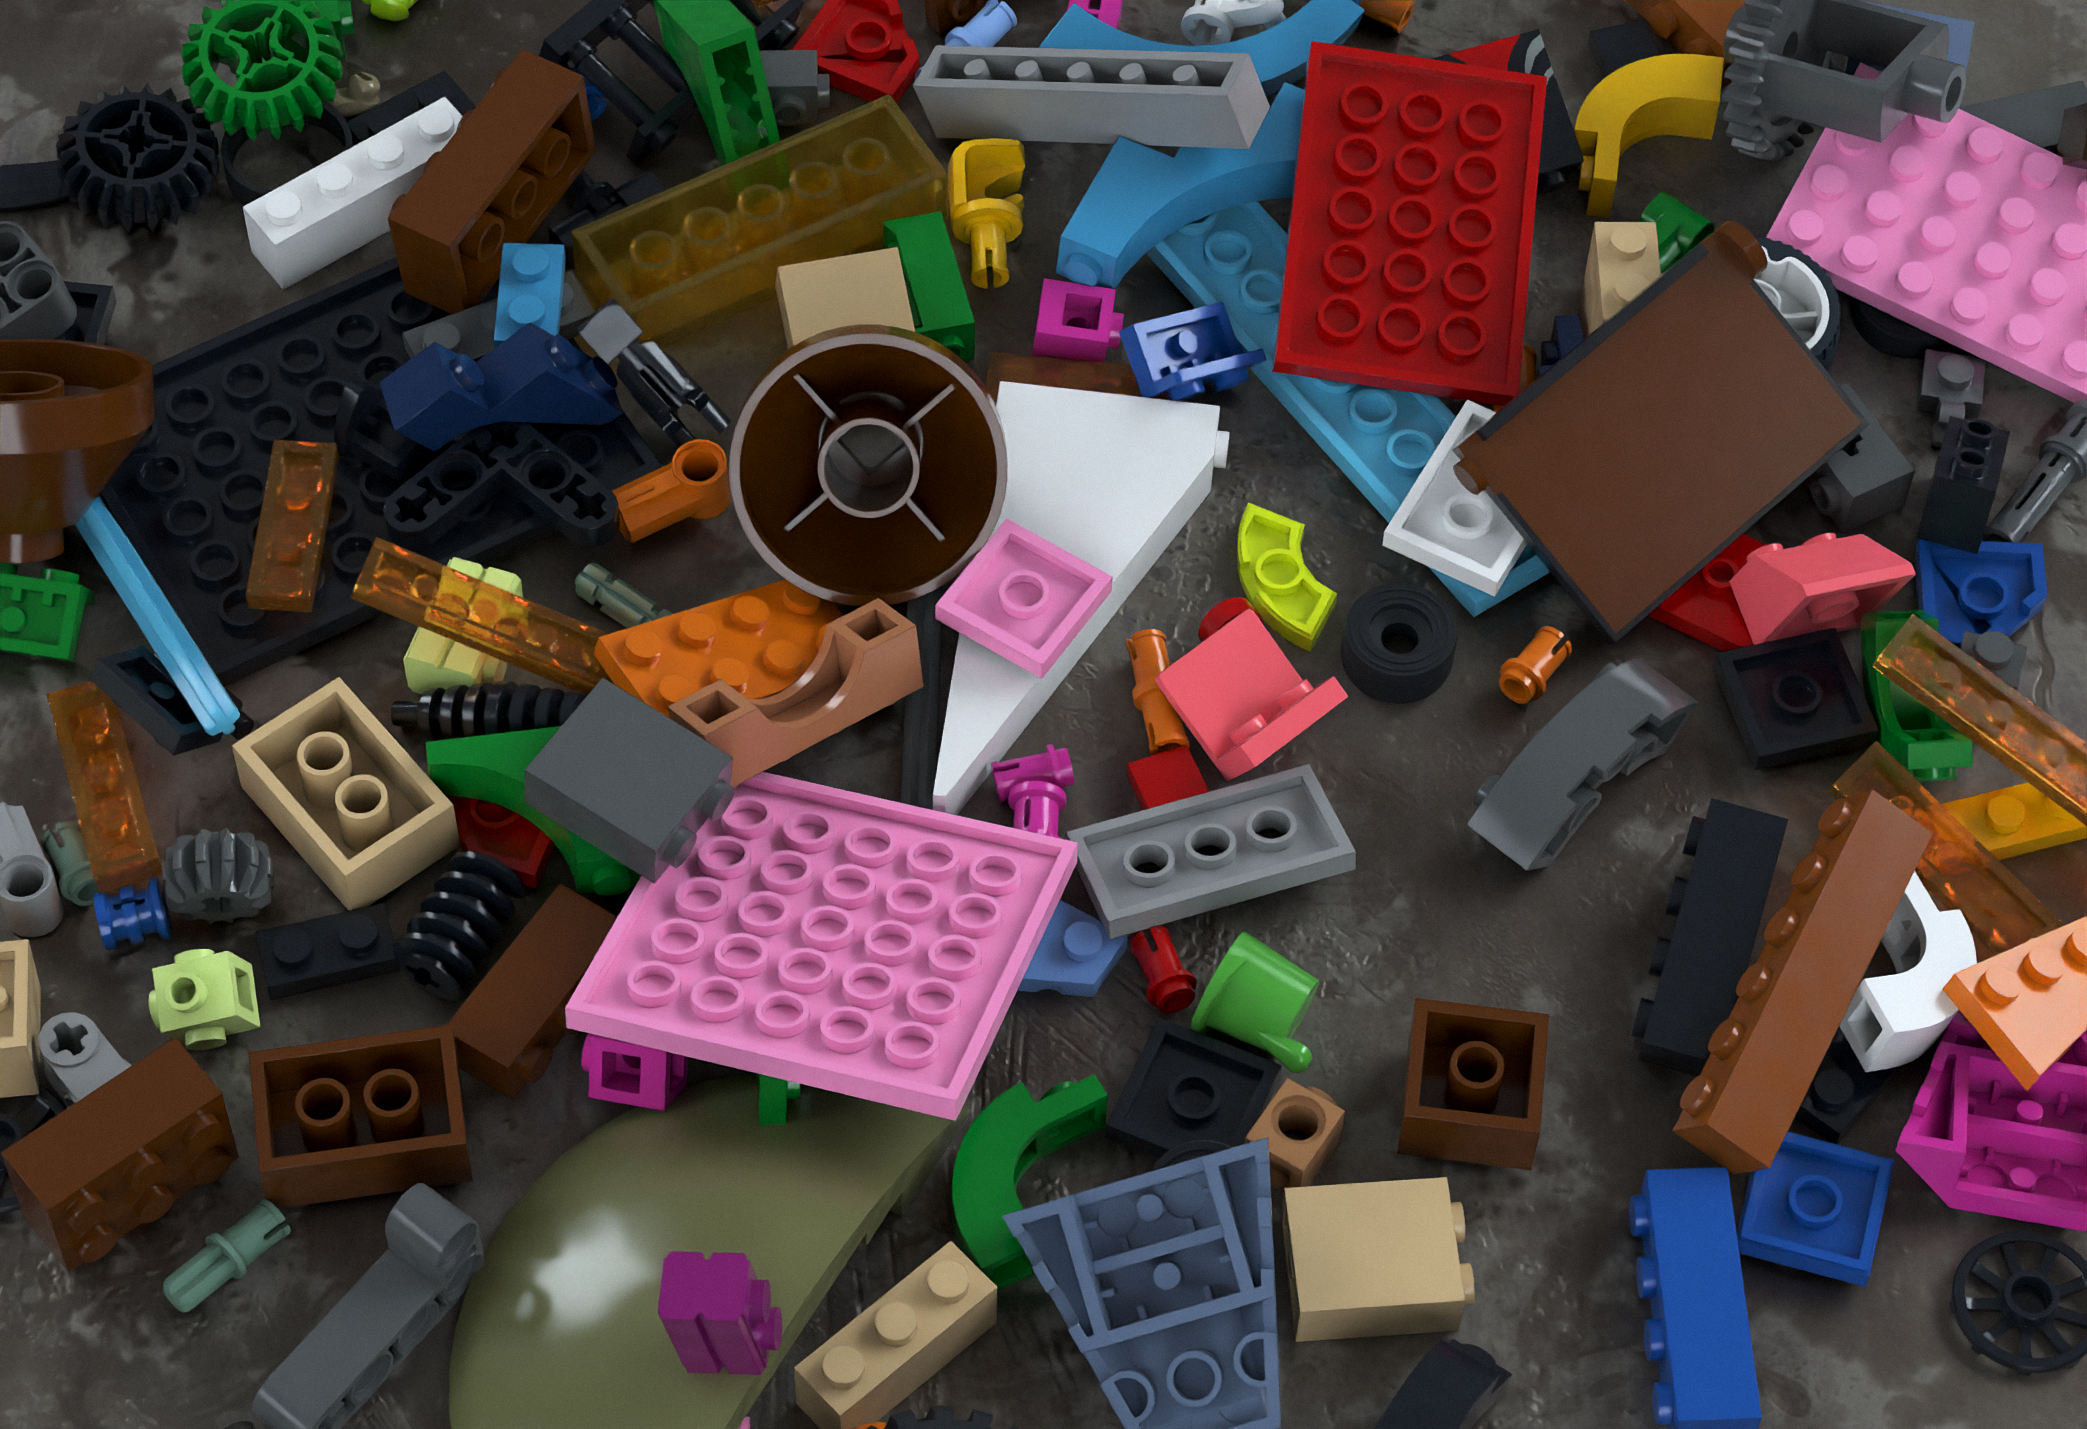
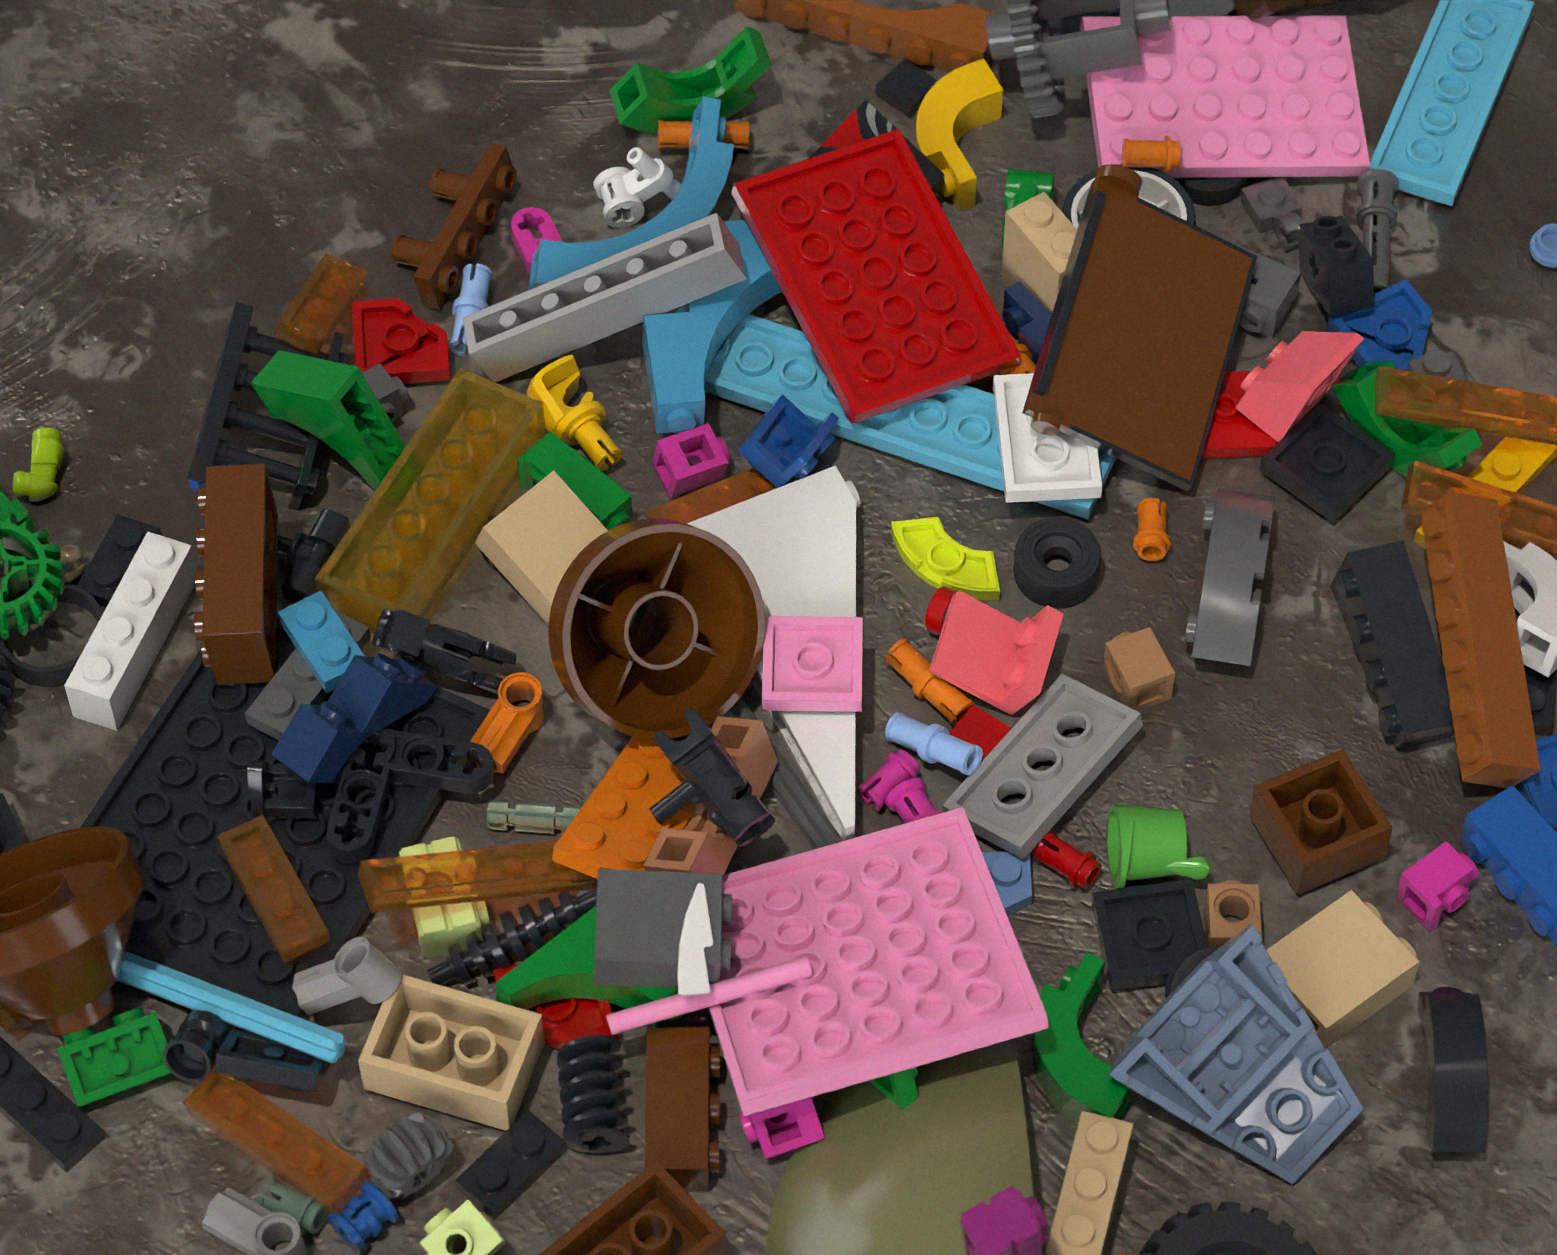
camera: 30 degrees left, 0 degrees up
(84, 640) = (194, 1048): none -> black wheel
(287, 653) = (354, 973): none -> light grey piece
(636, 882) = (719, 993): none -> bright pink piece
(650, 806) = (694, 938): none -> white sticker
(807, 659) = (713, 781): none -> black piece
(1107, 761) = (933, 743): none -> light blue pin
(1398, 807) = (1138, 669): none -> medium nougat brick
(1562, 1230) = (1436, 884): none -> dark pink brick
(1825, 248) = (1151, 153): none -> orange pin

